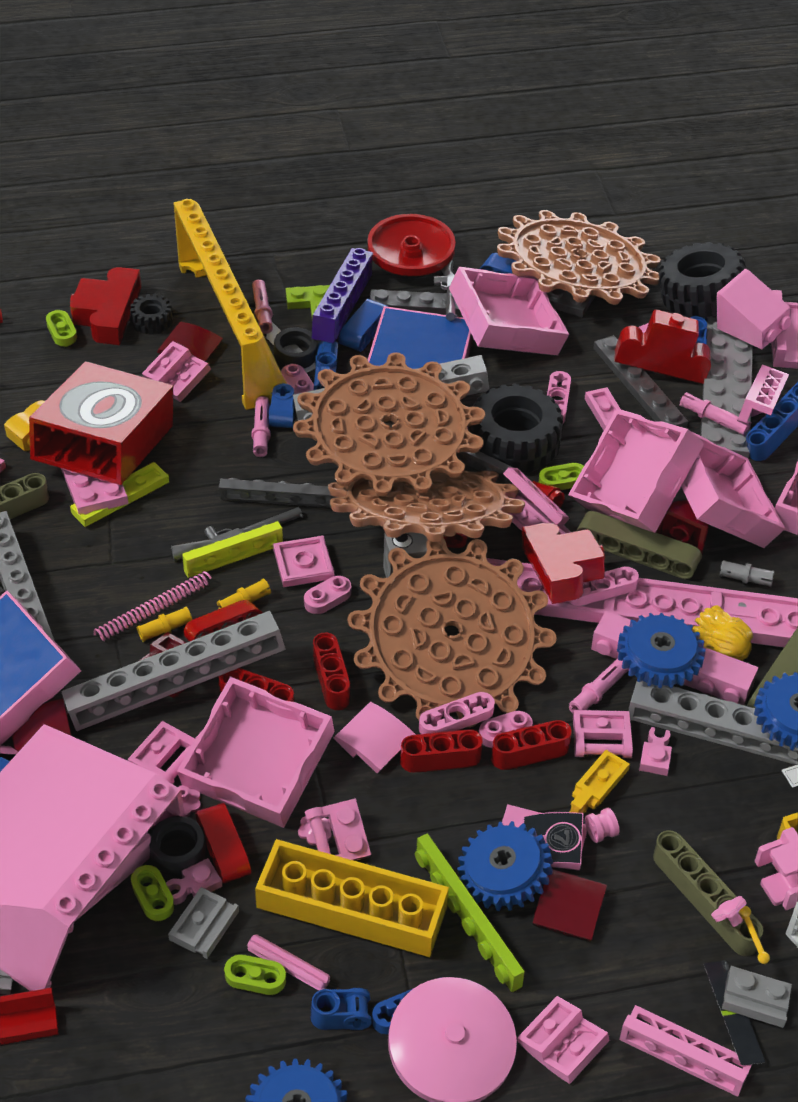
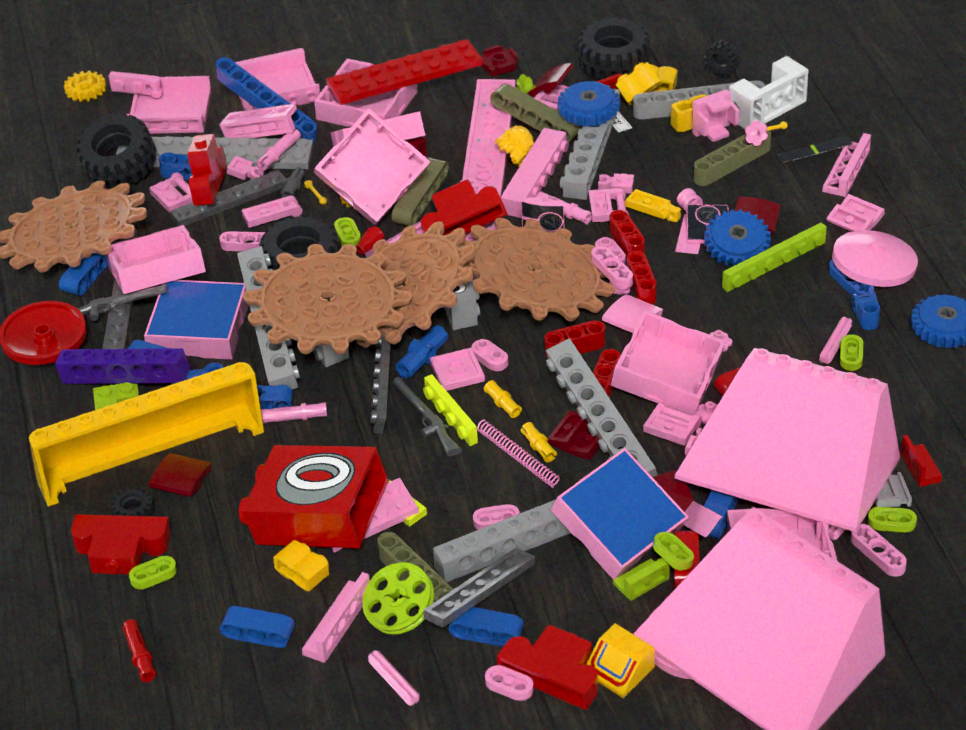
camera: 90 degrees left, 5 degrees down
(55, 578) = (490, 515): none -> bright pink plate
(177, 368) = (223, 474): bright pink slope -> none
(215, 620) = (539, 402): red beam -> none
(338, 531) = (421, 351): none -> blue piece
(346, 828) = (727, 320): bright pink plate -> none
(352, 897) = (783, 304): yellow brick -> none
(530, 490) = (383, 234): bright pink tile -> none
(561, 649) = (548, 213): none -> slope
(661, 650) = (543, 163): blue gear -> none
(691, 385) = (243, 168): none -> bright pink plate
(746, 573) = (443, 140): light grey pin -> none
(751, 310) = (167, 120): bright pink slope -> none
(756, 996) = (802, 138): light grey plate -> none

